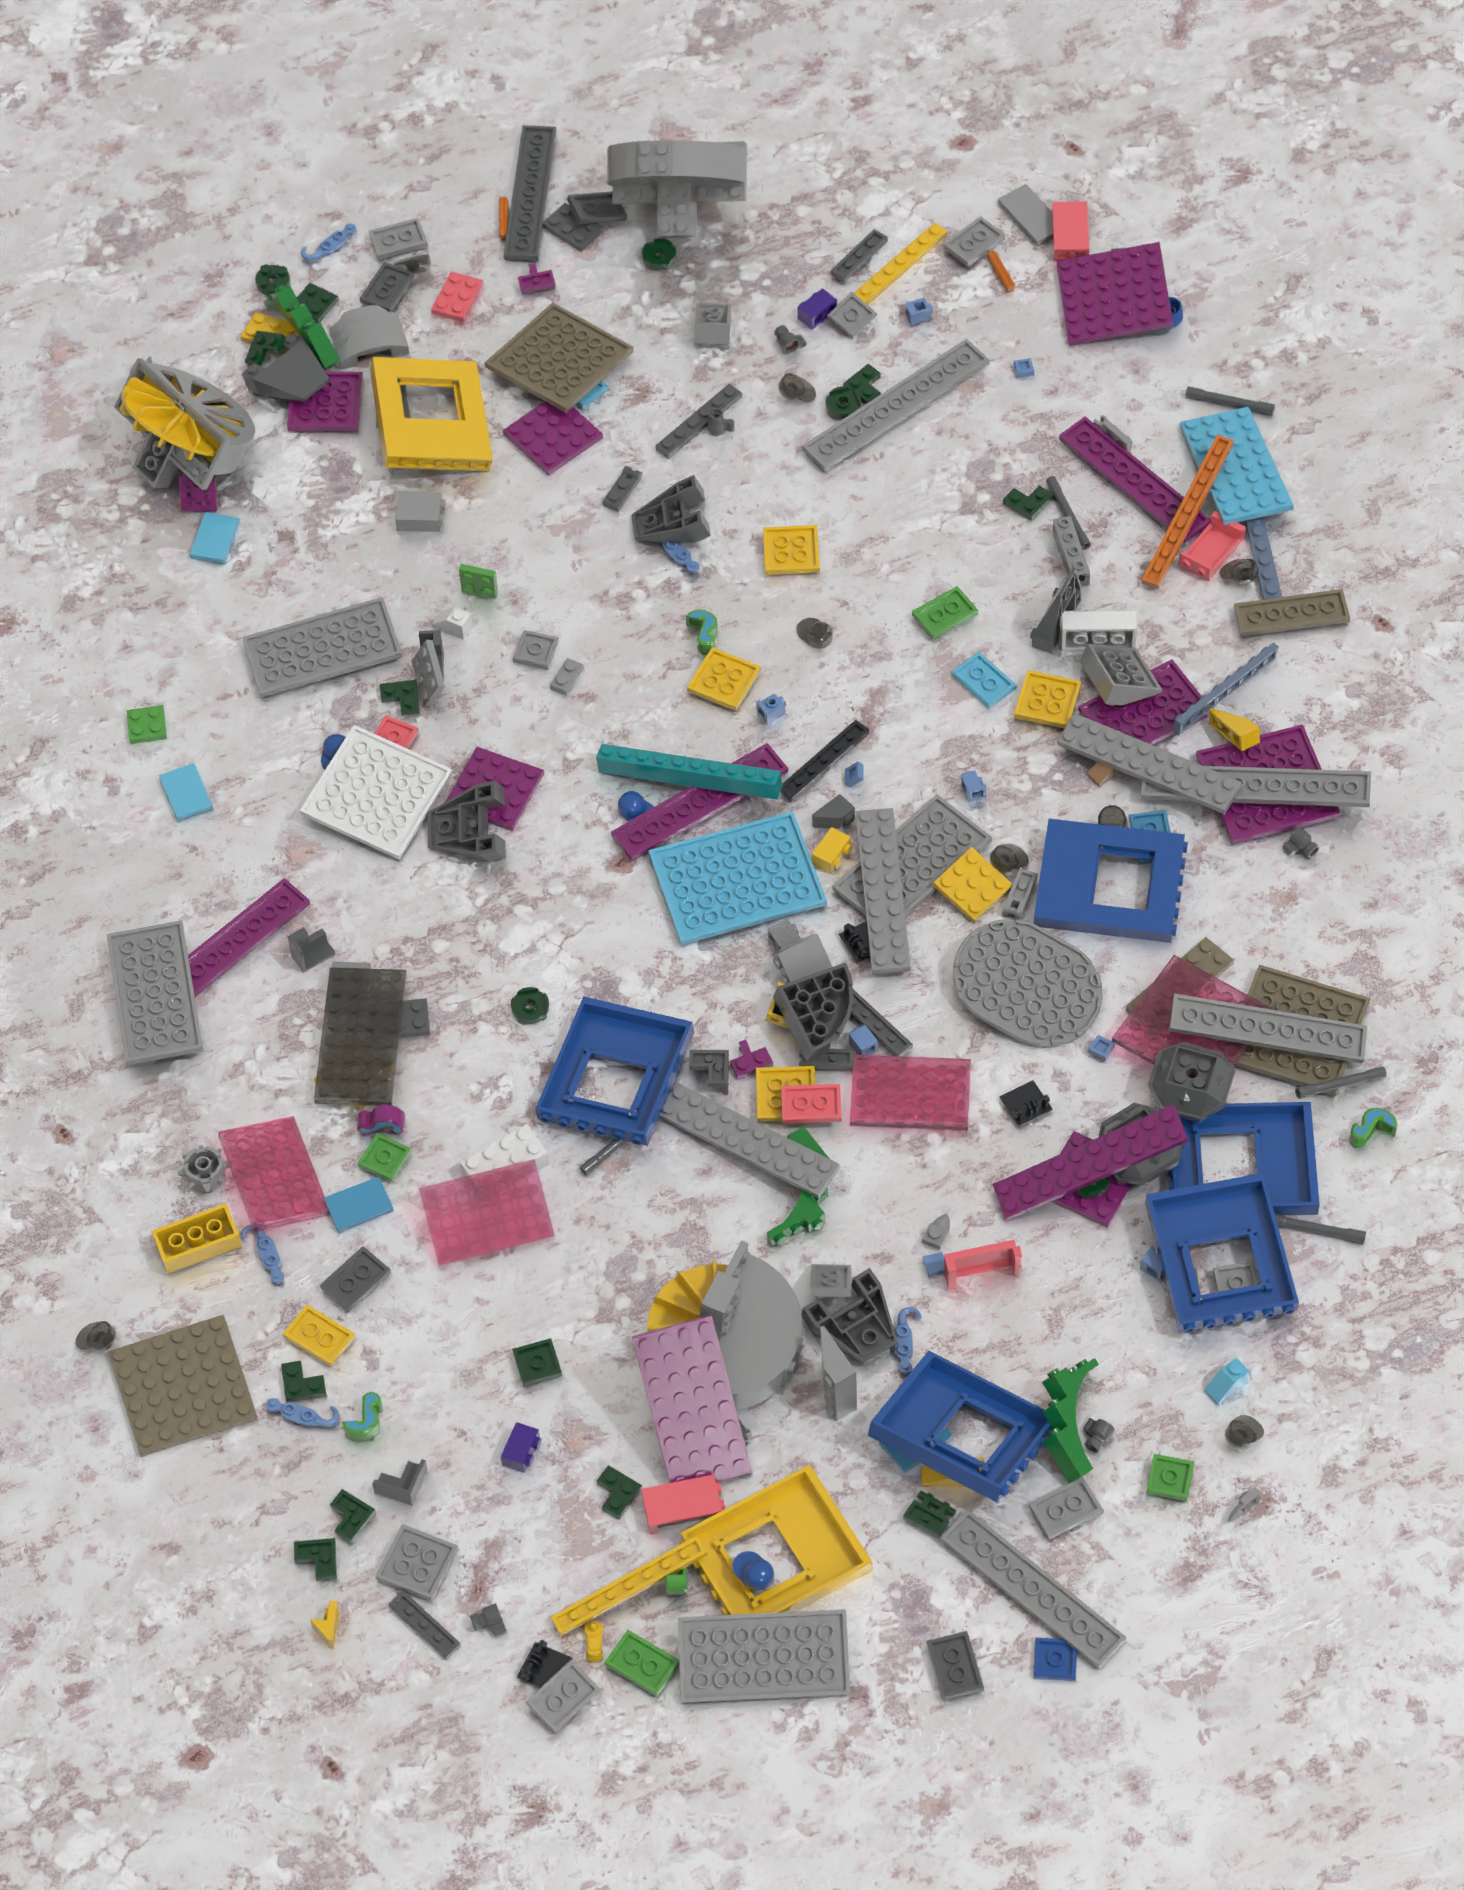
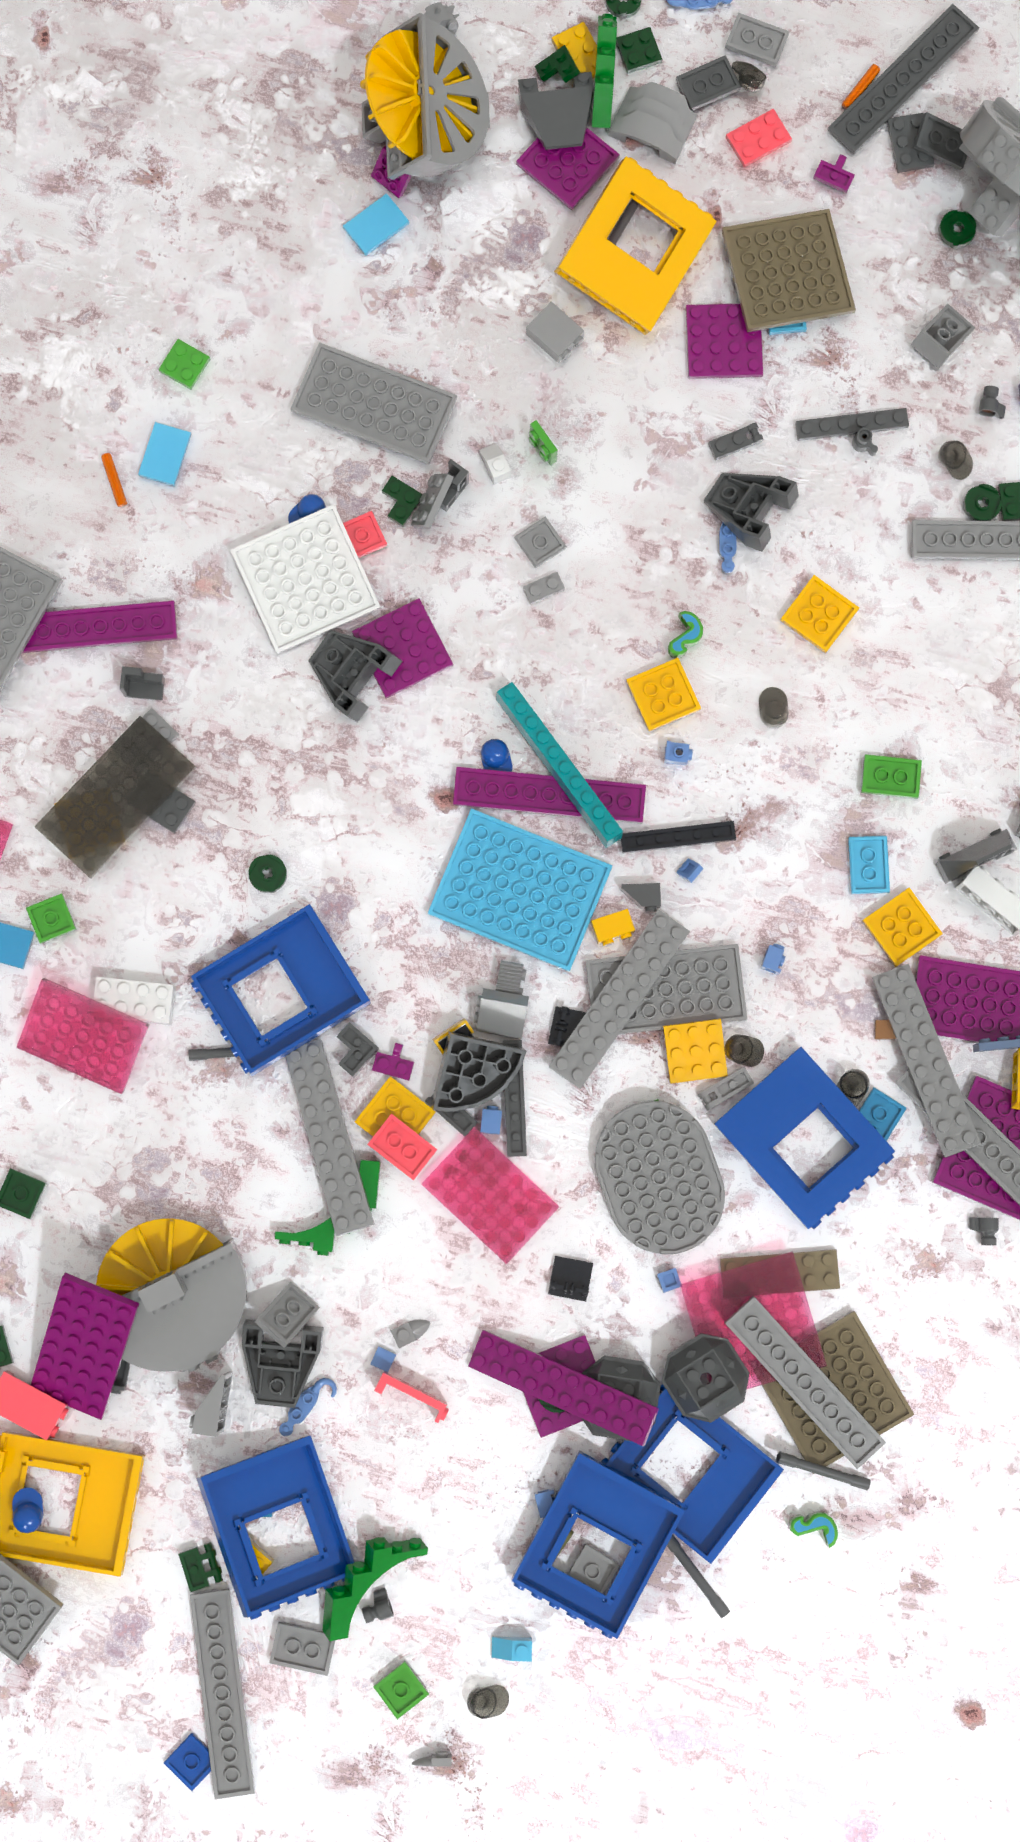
camera: 30 degrees right, 25 degrees up
(160, 835) = (114, 480): none -> orange axle
(381, 1117) = (72, 885): magenta animal -> none
(955, 1665) = (113, 1706): dark grey plate -> none
(1119, 674) = (977, 956): light grey slope -> none

